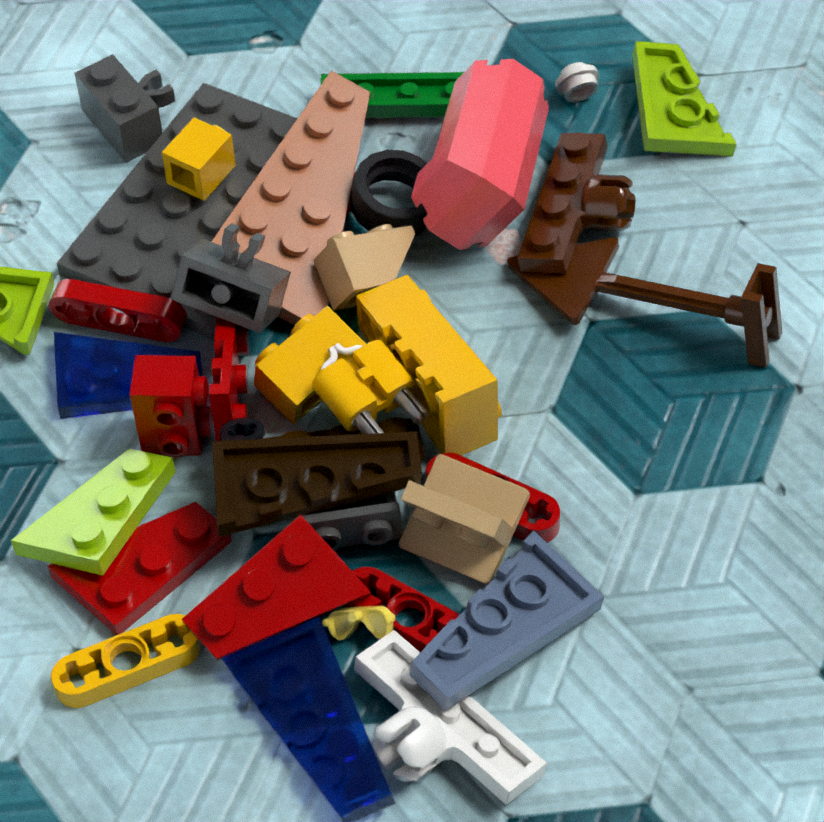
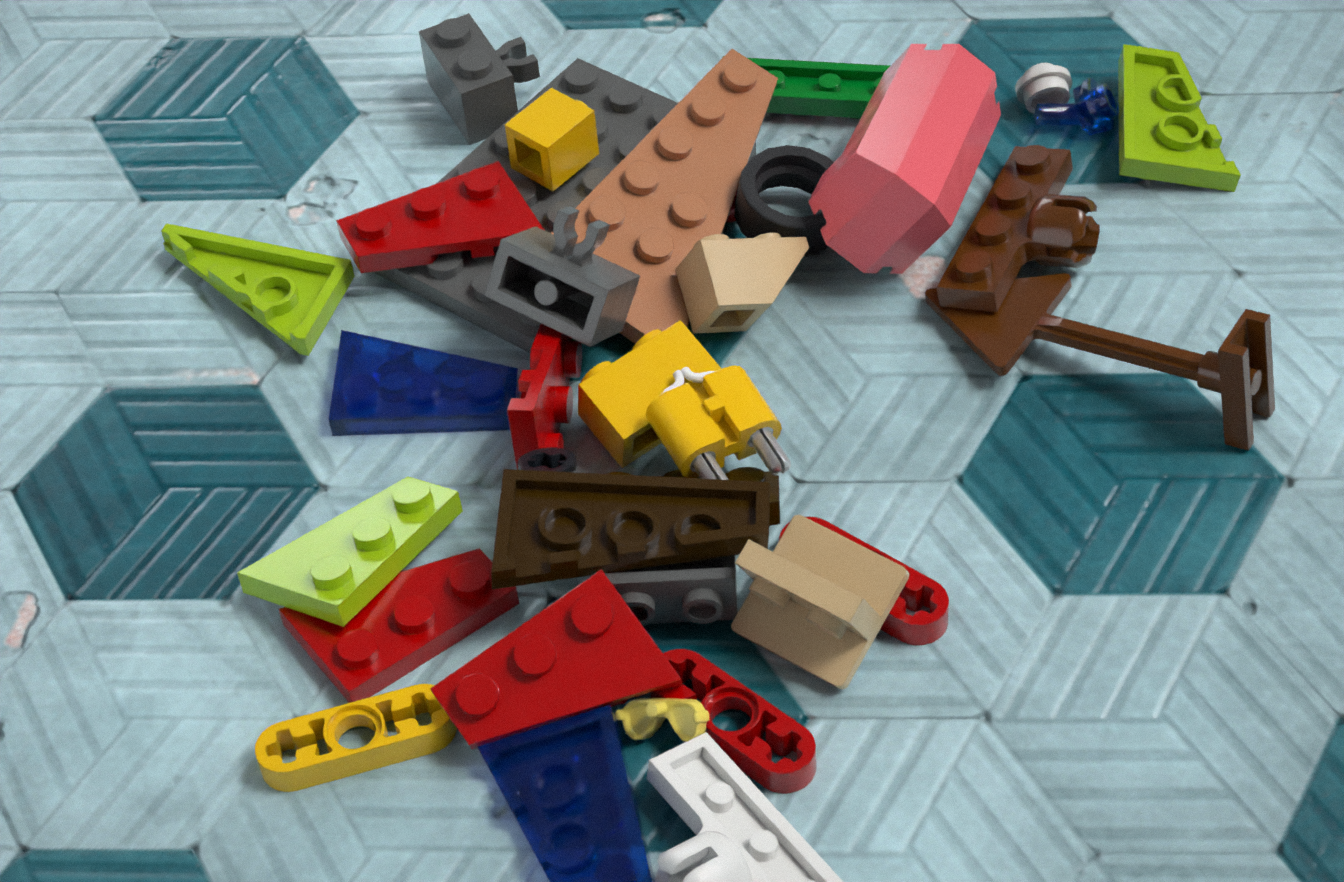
camera: 10 degrees right, 5 degrees down
(92, 305) = (459, 320): red beam -> none
(127, 230) = (442, 218): none -> red wing
(170, 405) = (462, 424): red brick -> none
(449, 375) = (823, 416): yellow wedge -> none
(514, 616) = (863, 733): sand blue wing -> none
(616, 96) = (1092, 109): none -> clear blue plate

